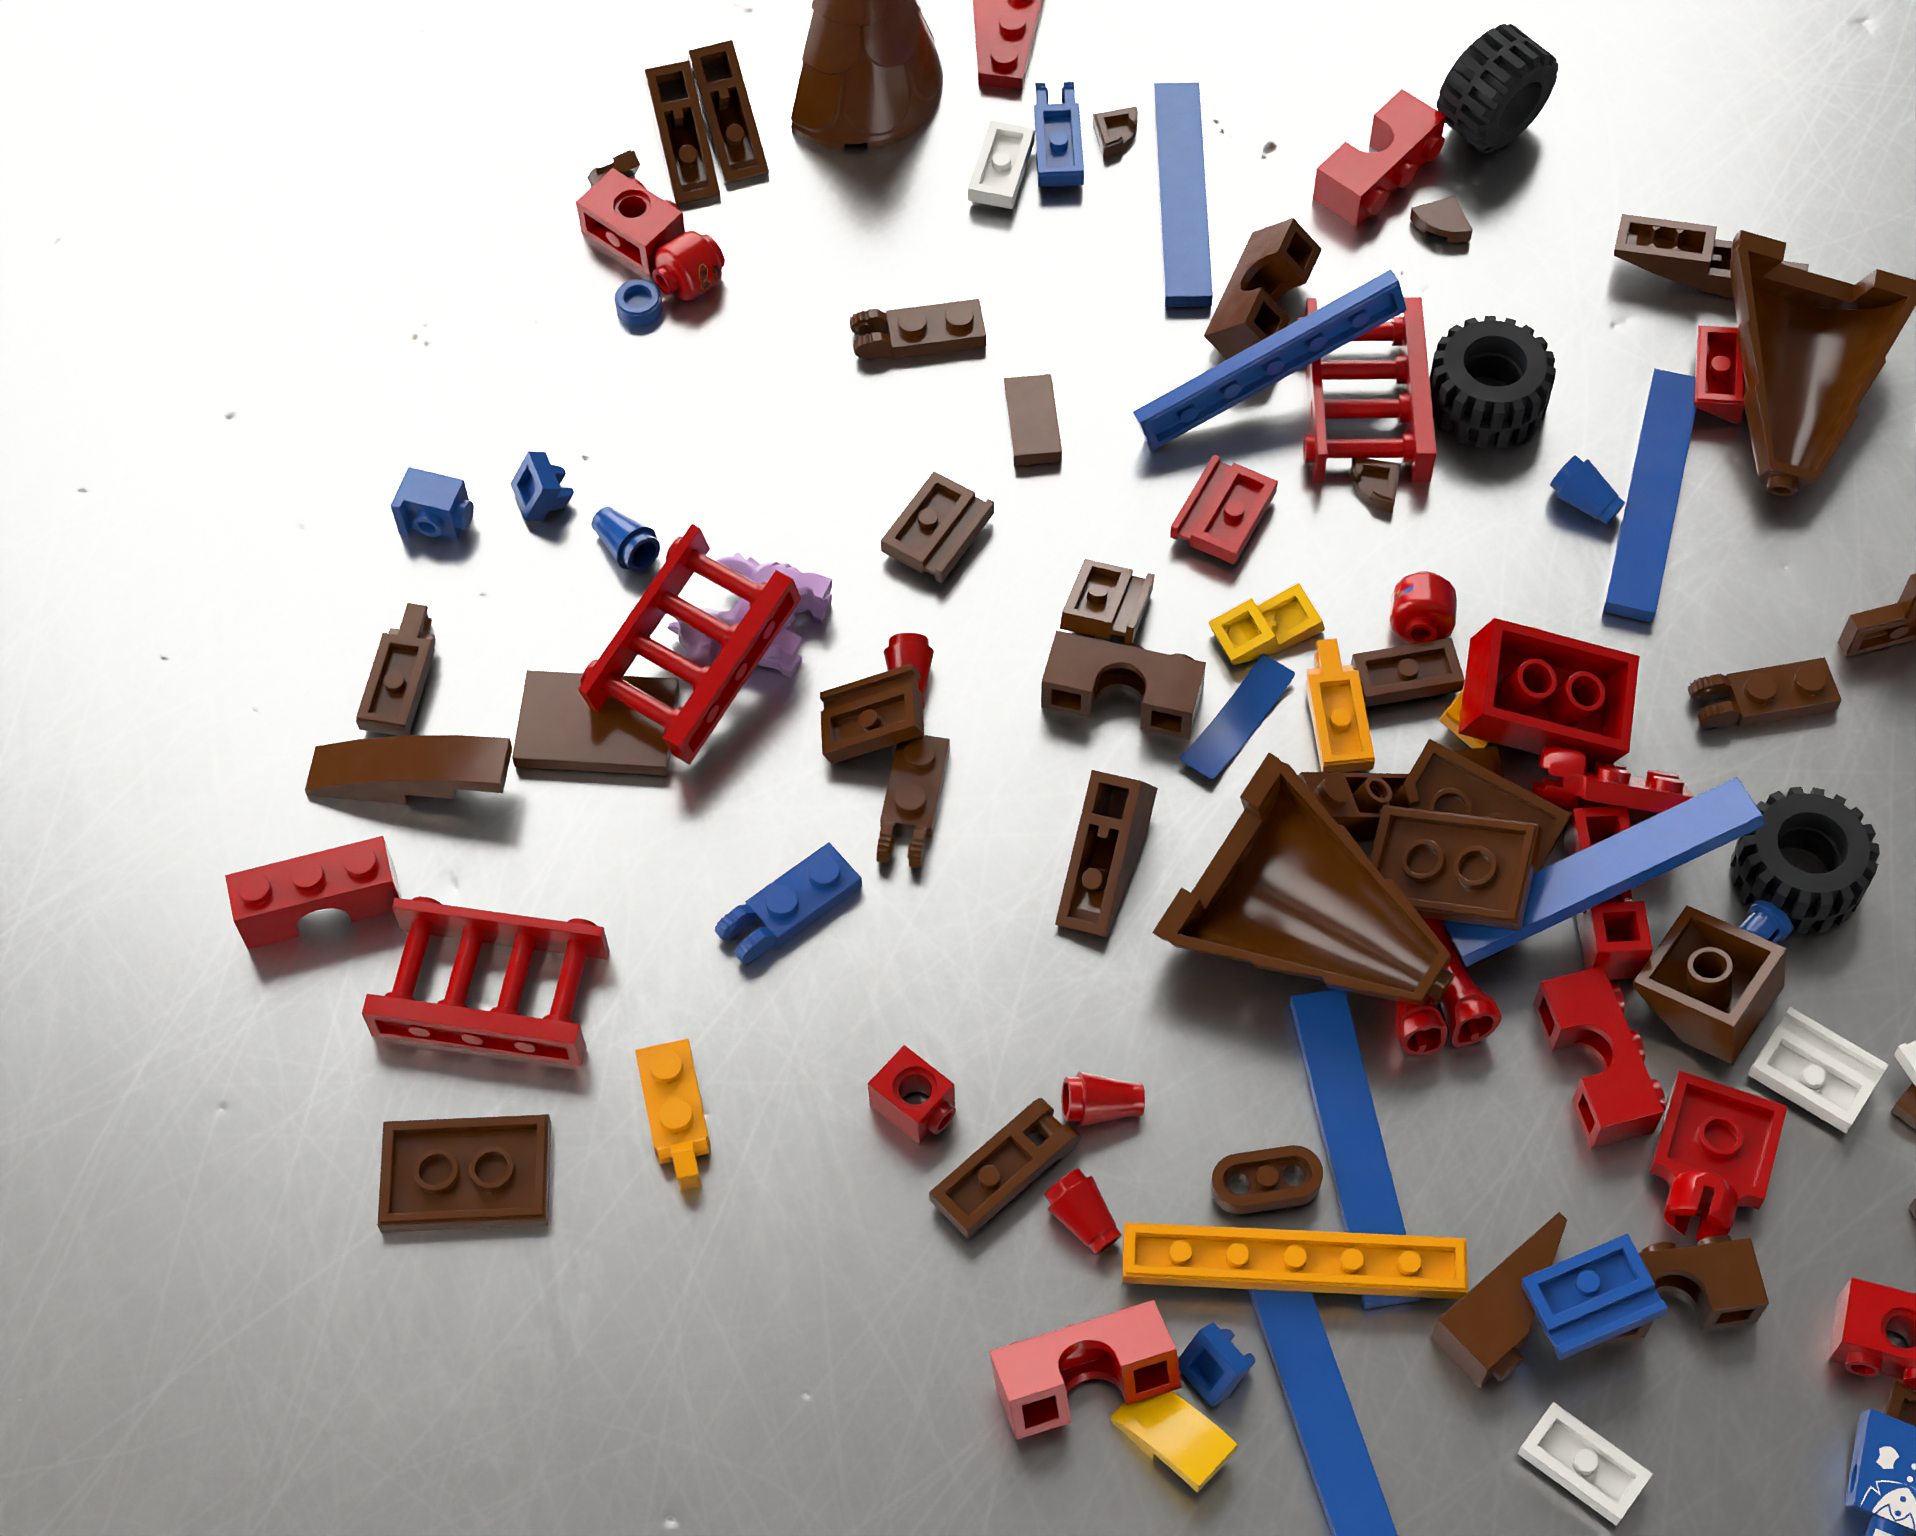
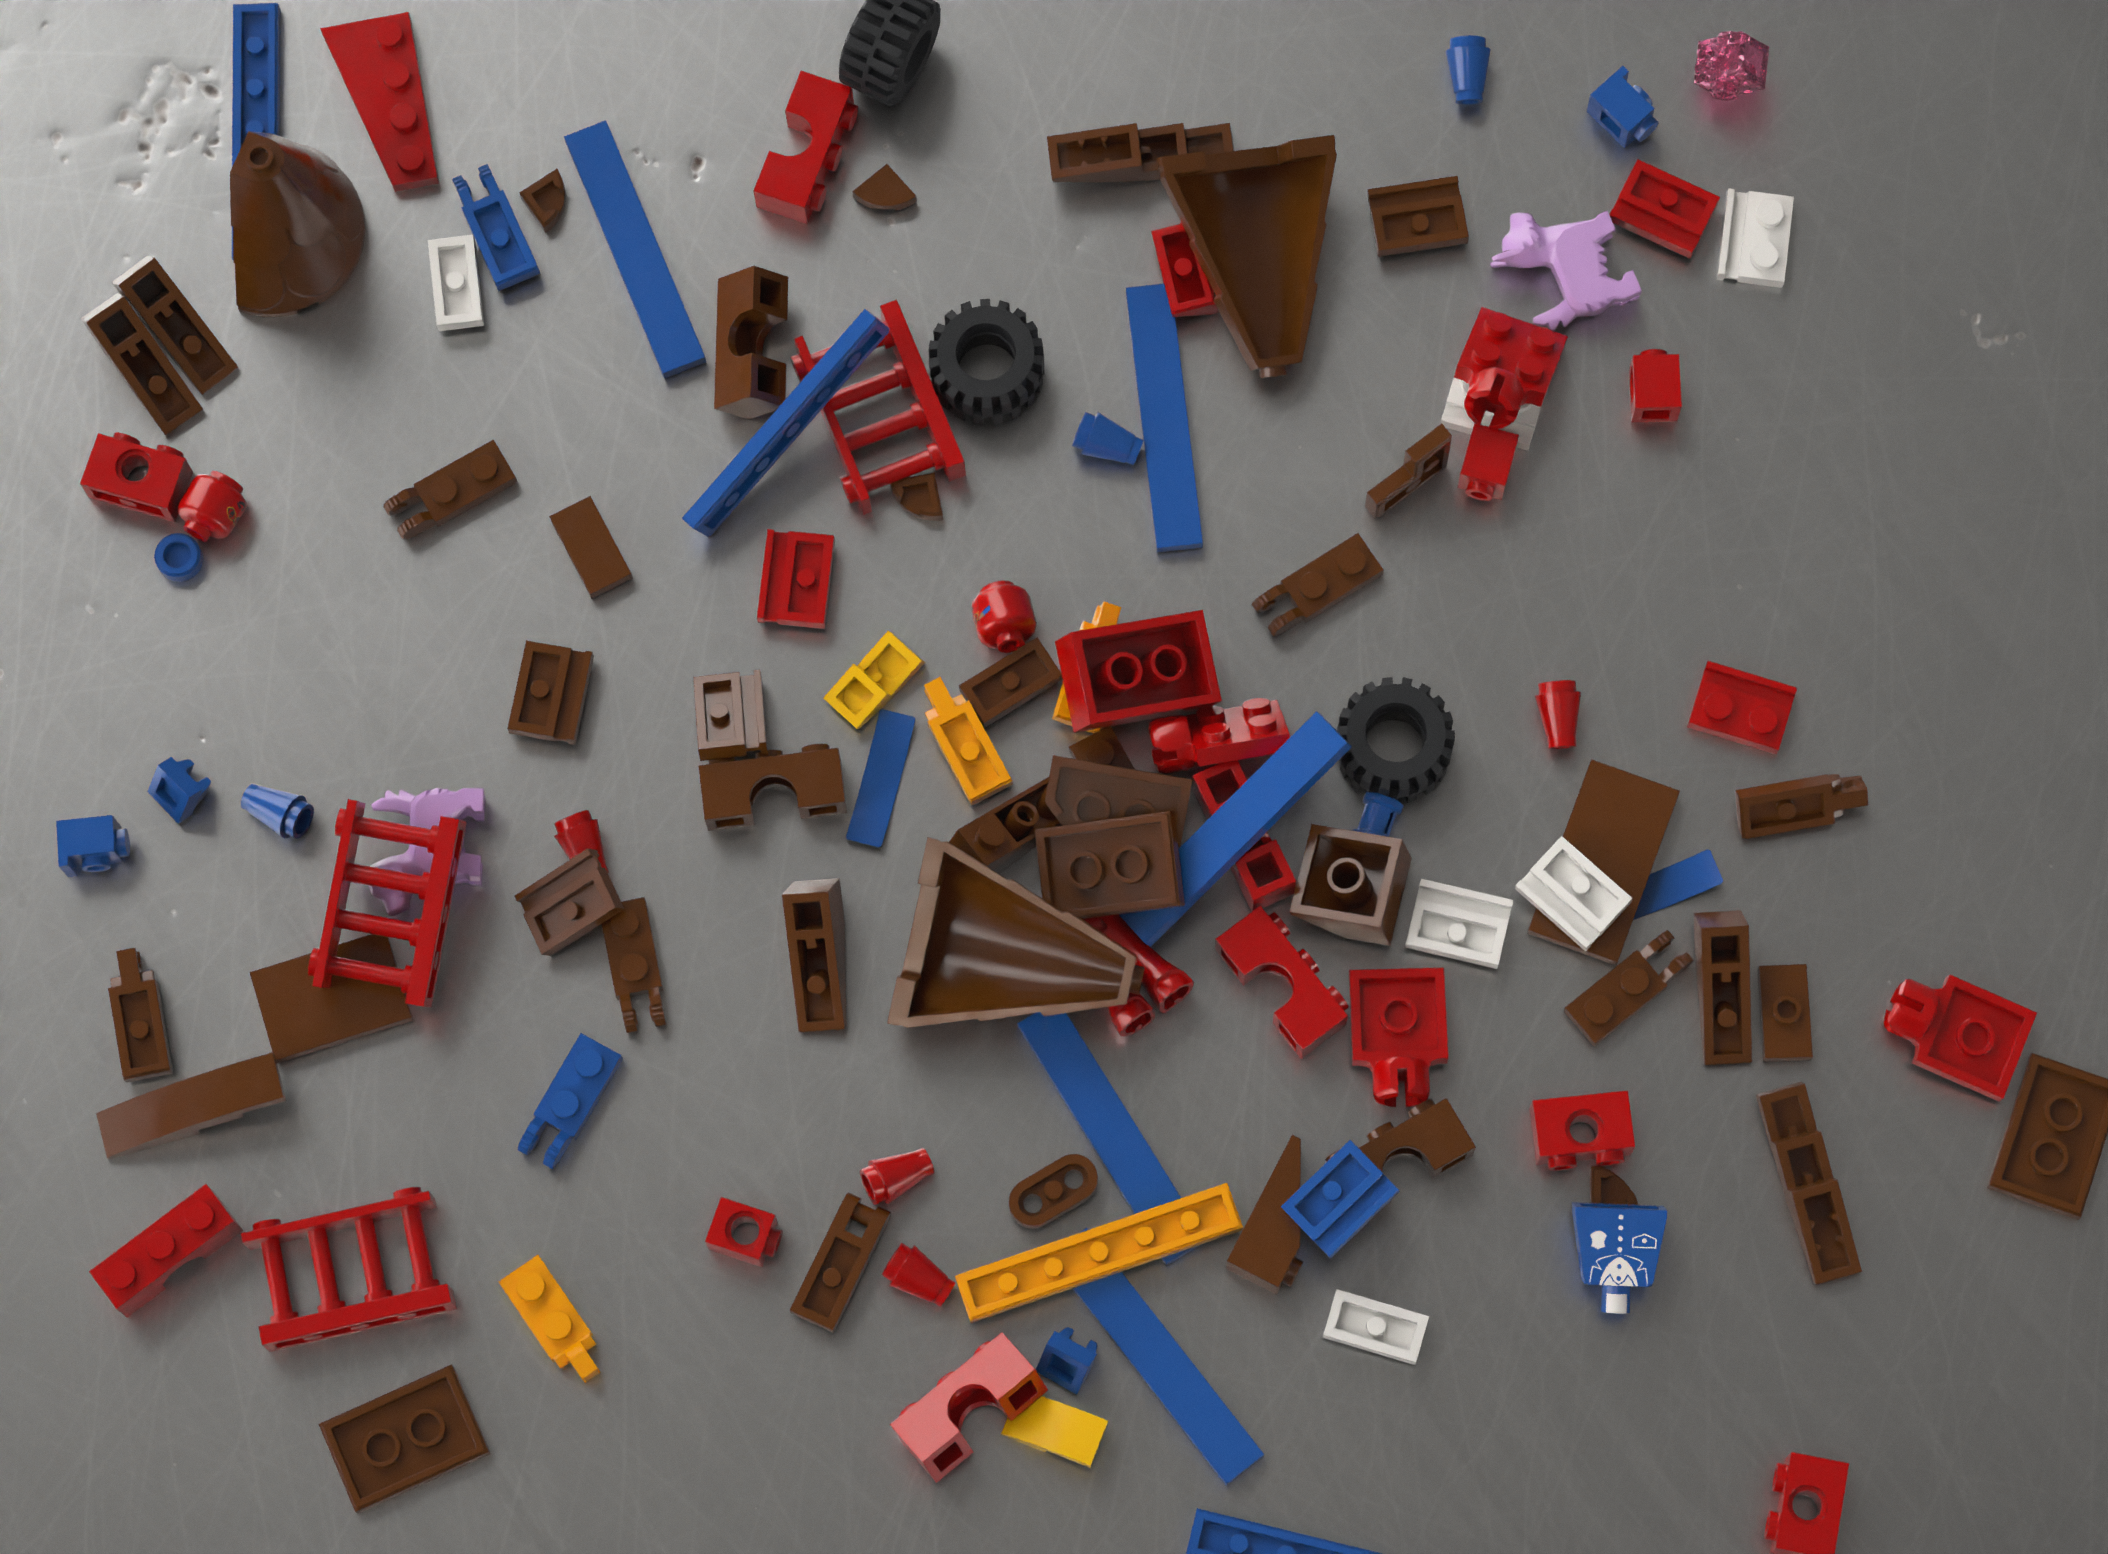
camera: 20 degrees left, 15 degrees up
(625, 163) = (97, 421): reddish brown tile -> none

